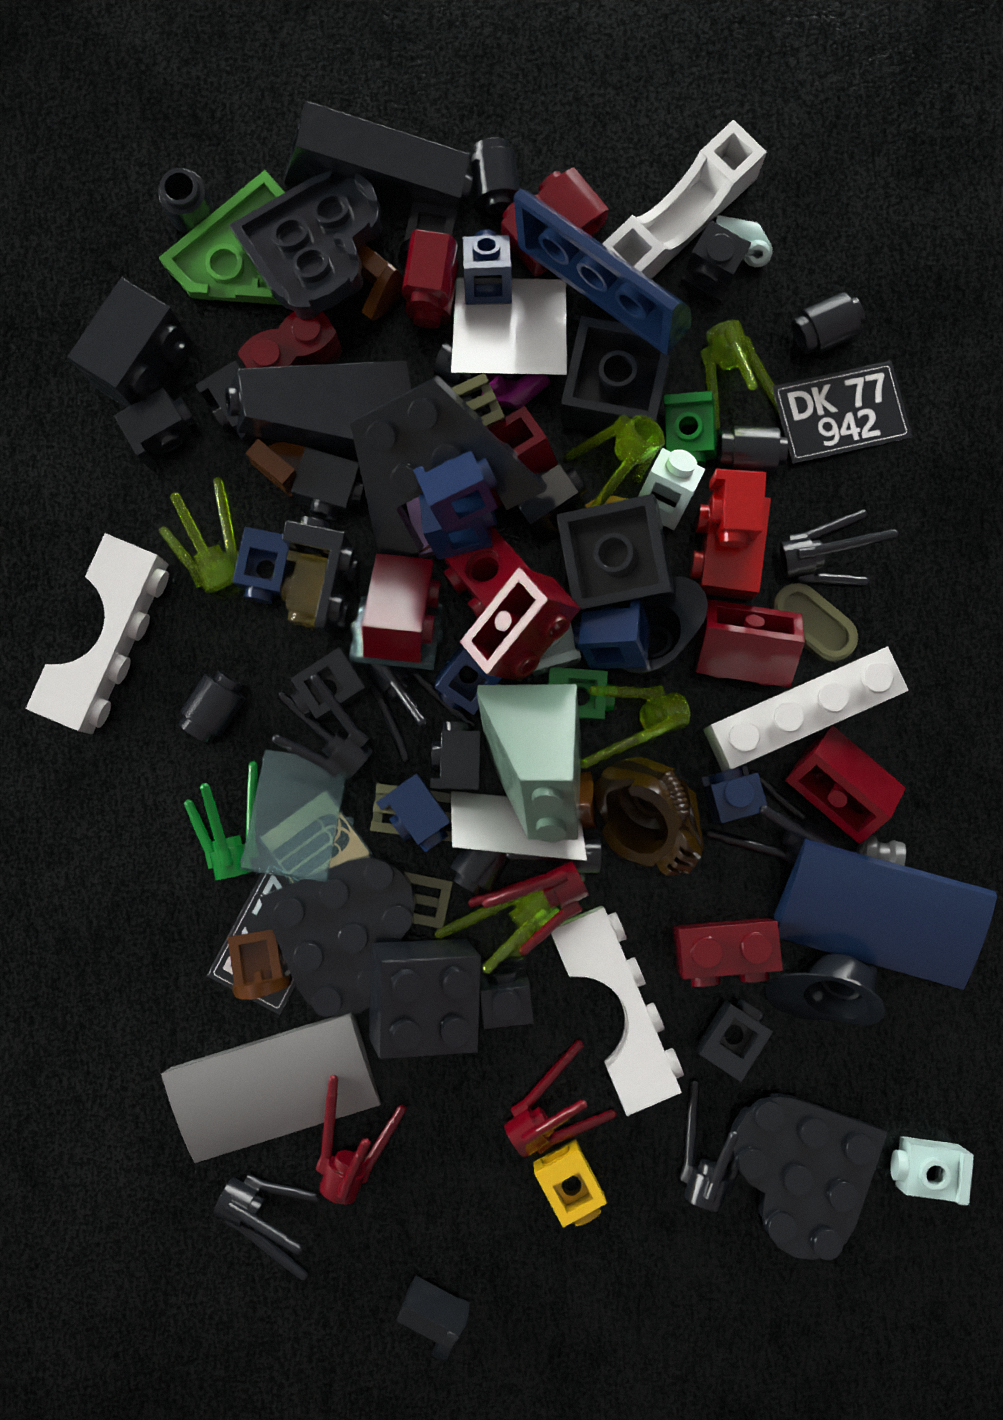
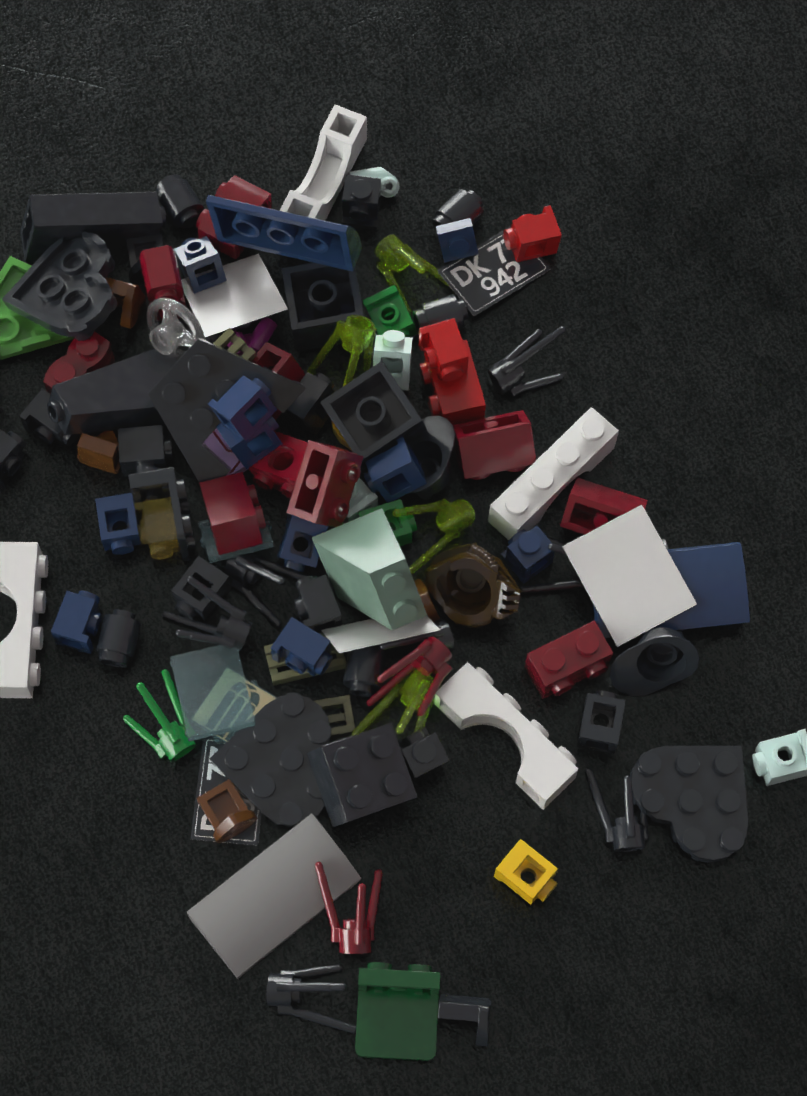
camera: 25 degrees left, 15 degrees down
(172, 666) = (77, 621): none -> dark blue brick
(213, 566) = (80, 540): clear neon green plant -> none
(356, 1285) = (397, 1012): none -> dark green bracket
(410, 349) = (171, 332): none -> clear piece
(534, 1130) = (481, 847): dark red plant -> none
(813, 358) = (457, 240): none -> dark blue plate
(826, 630) = (547, 419): olive tile -> none
(843, 882) = (629, 575): none -> white sticker
(910, 387) = (533, 235): none -> red brick

